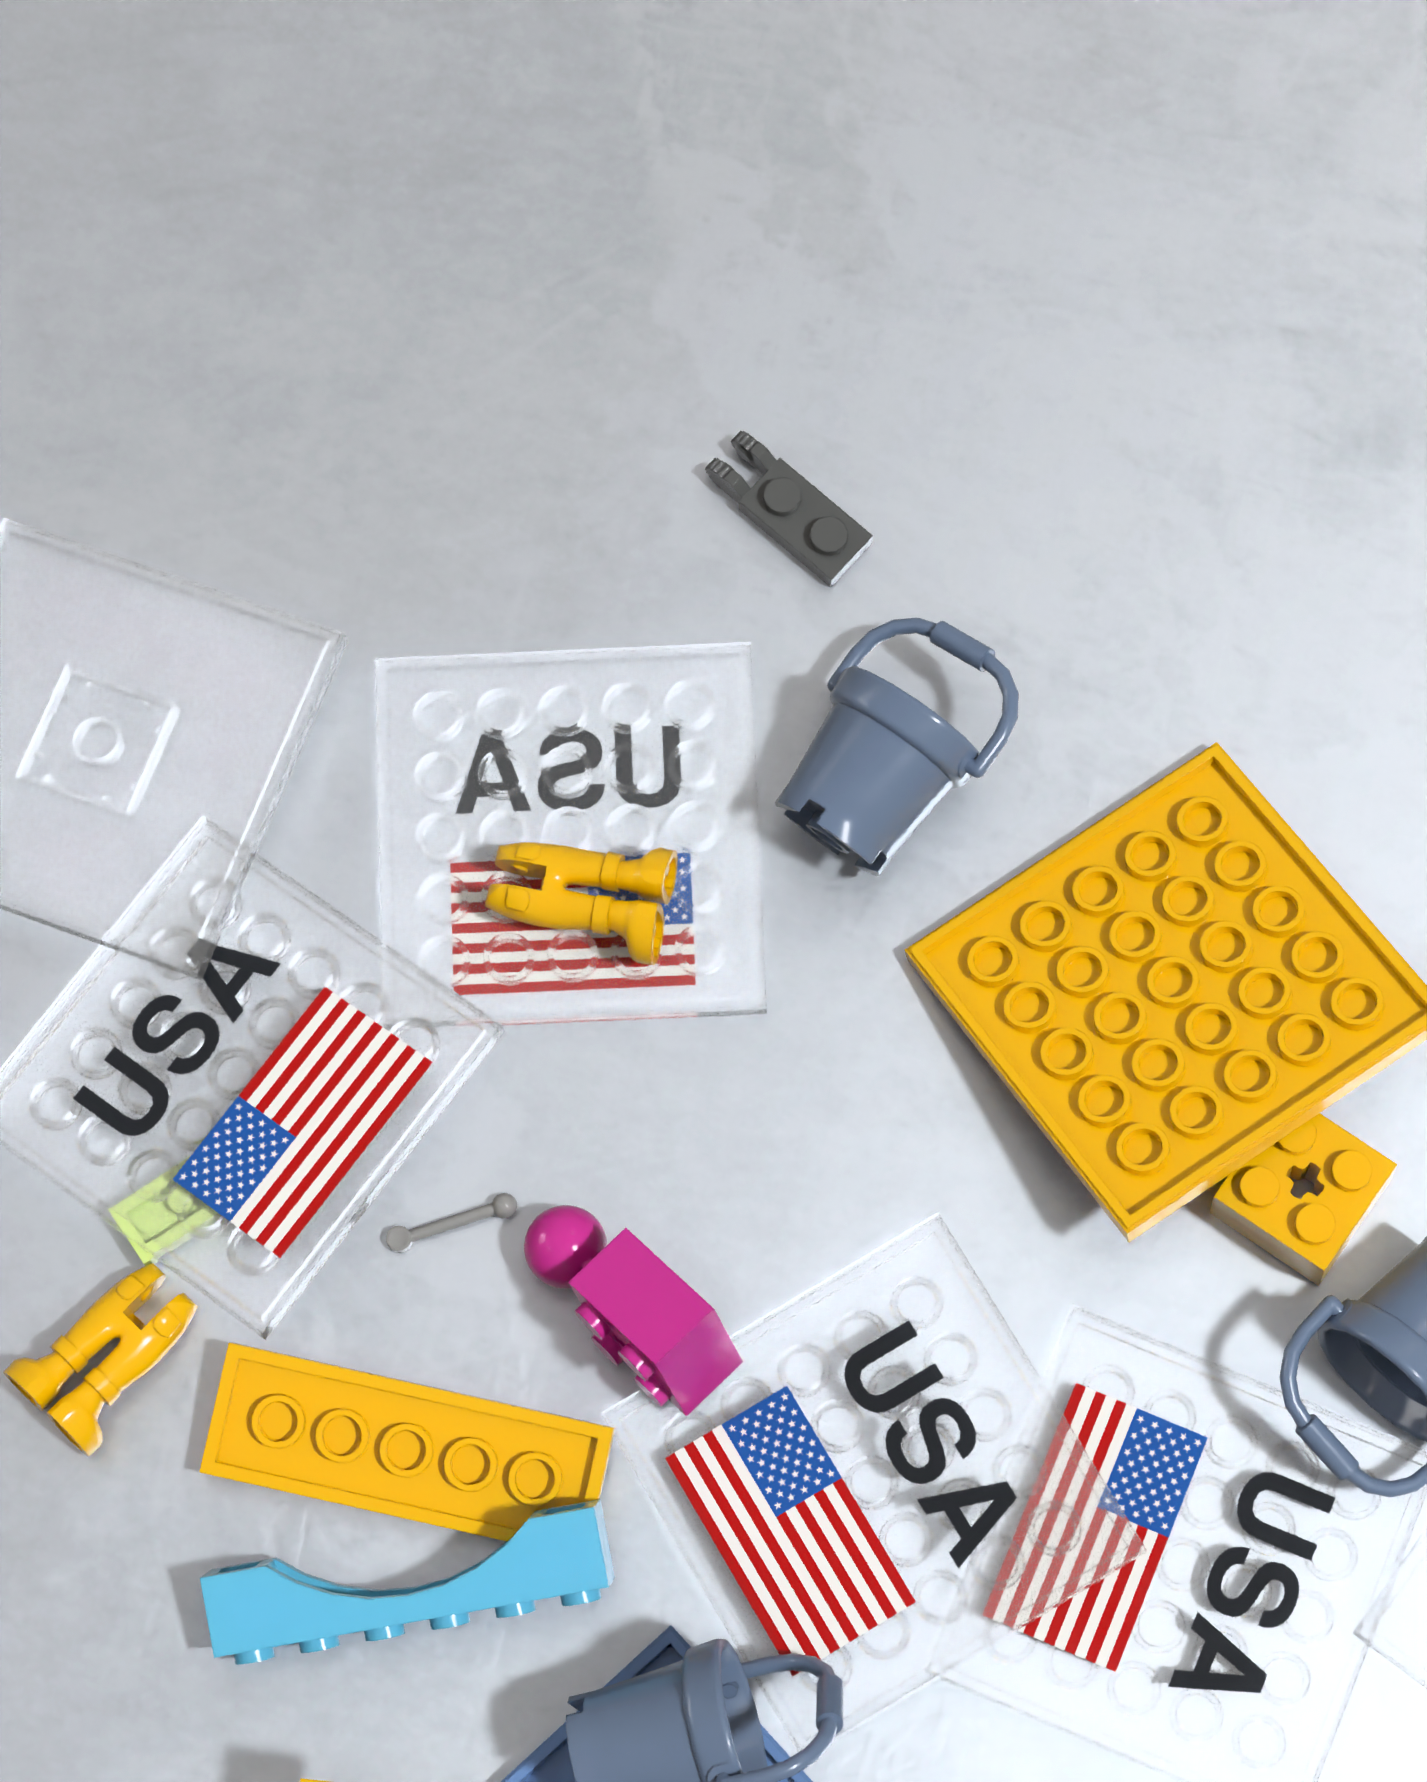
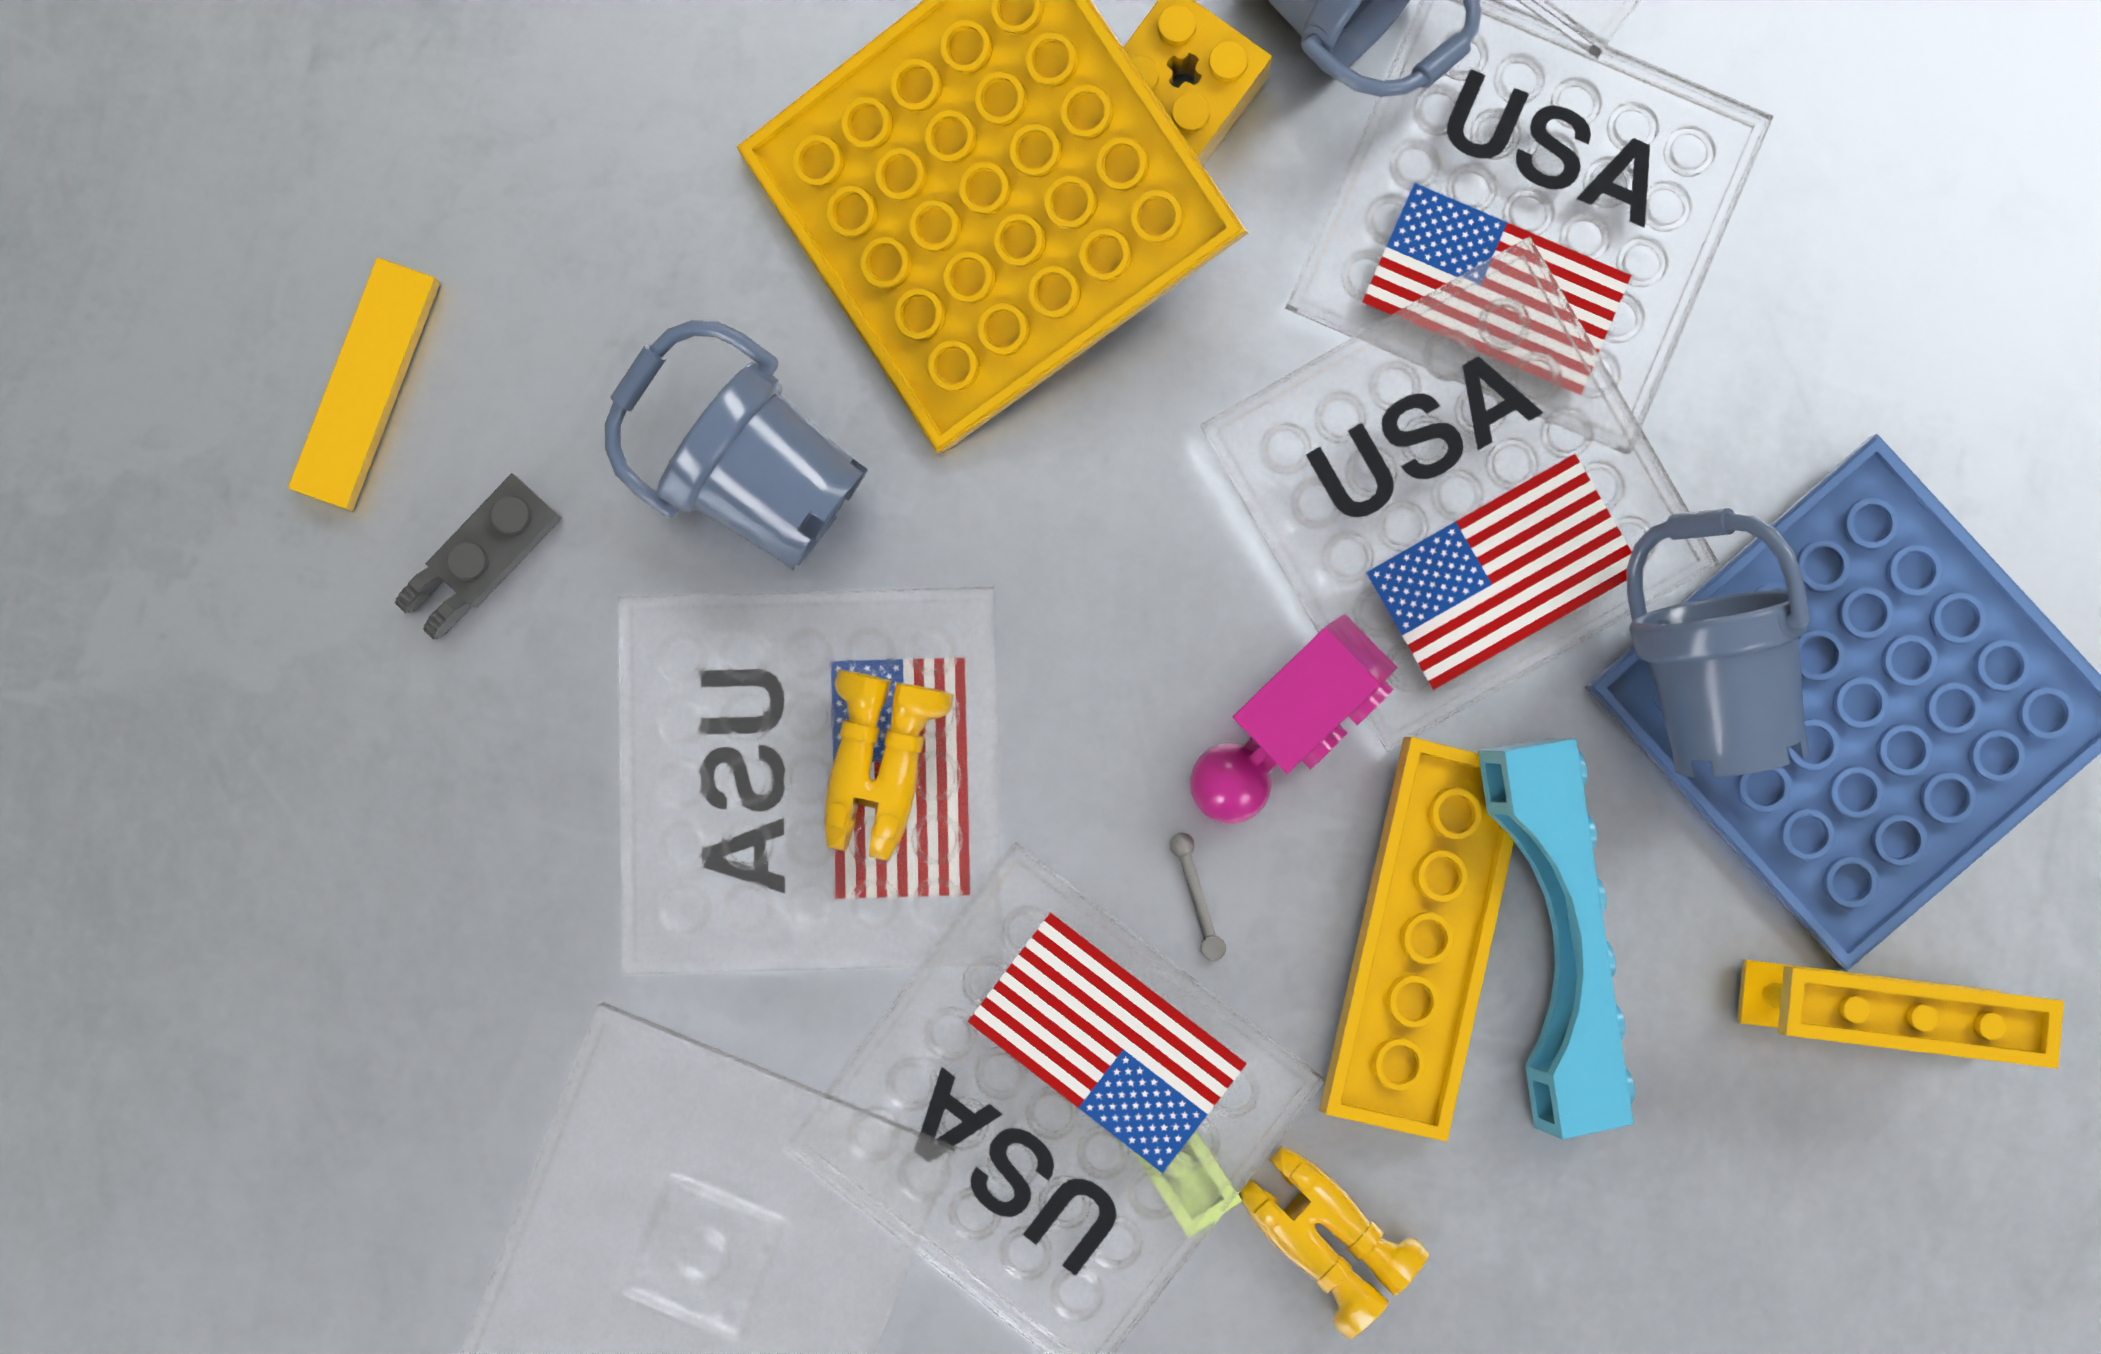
camera: 90 degrees left, 10 degrees up
(960, 394) = (364, 384): none -> yellow tile

